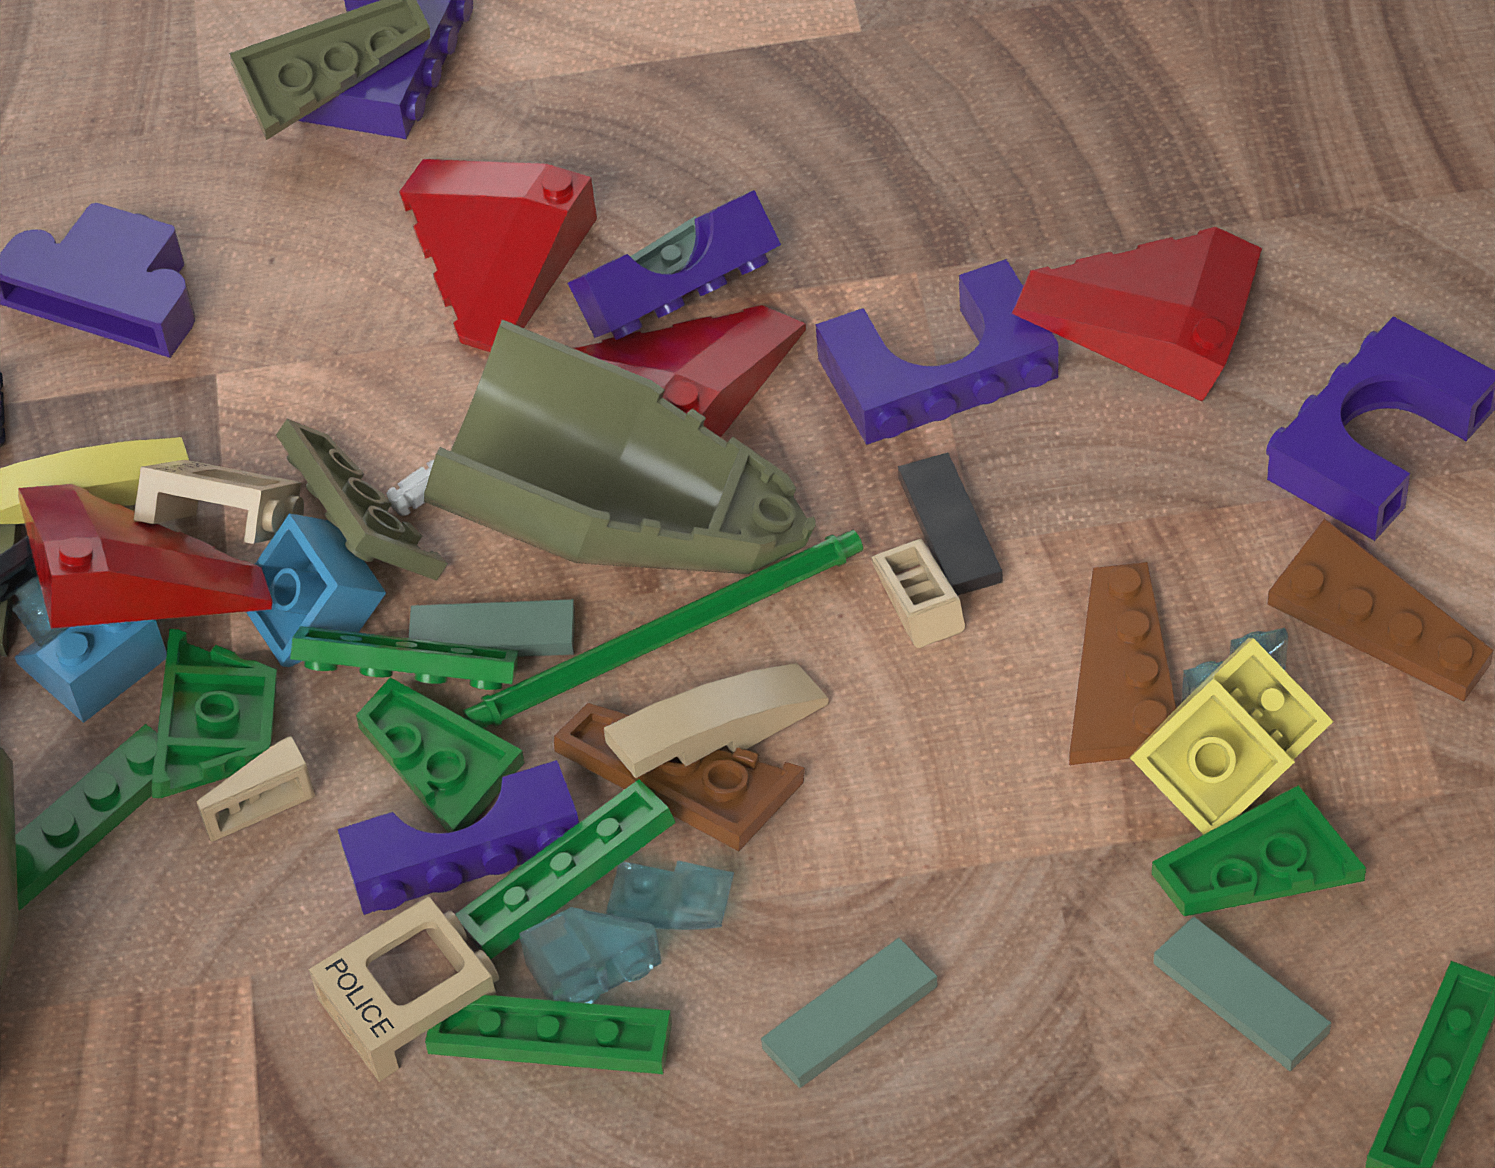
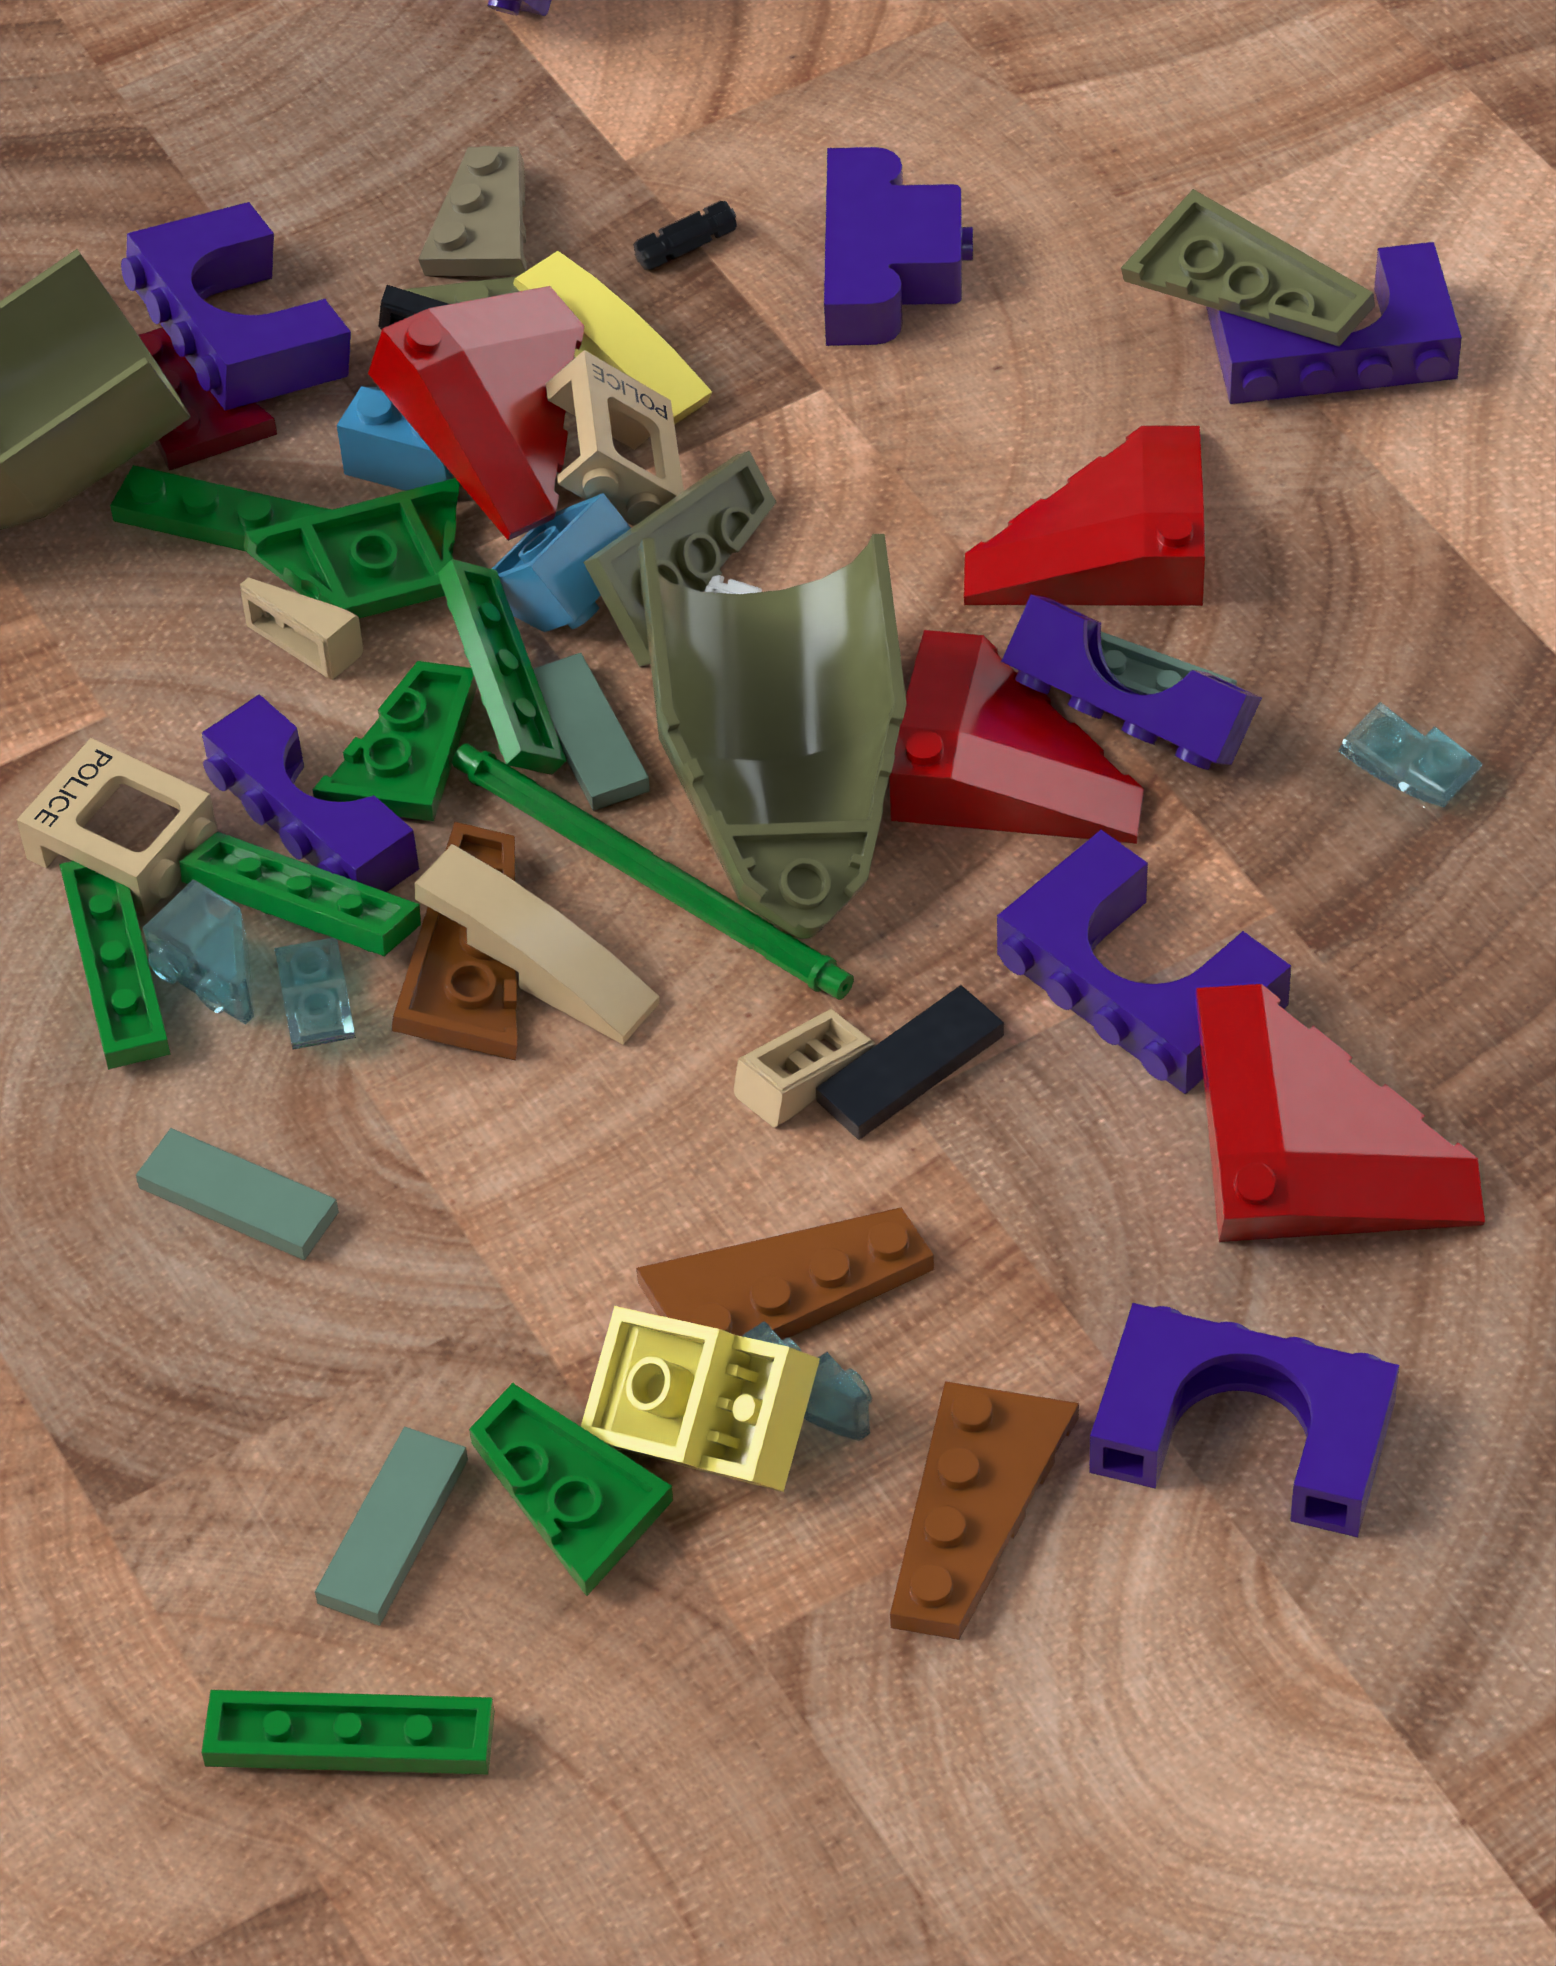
camera: 65 degrees right, 0 degrees up
(833, 145) = (1416, 764): none -> clear light blue slope

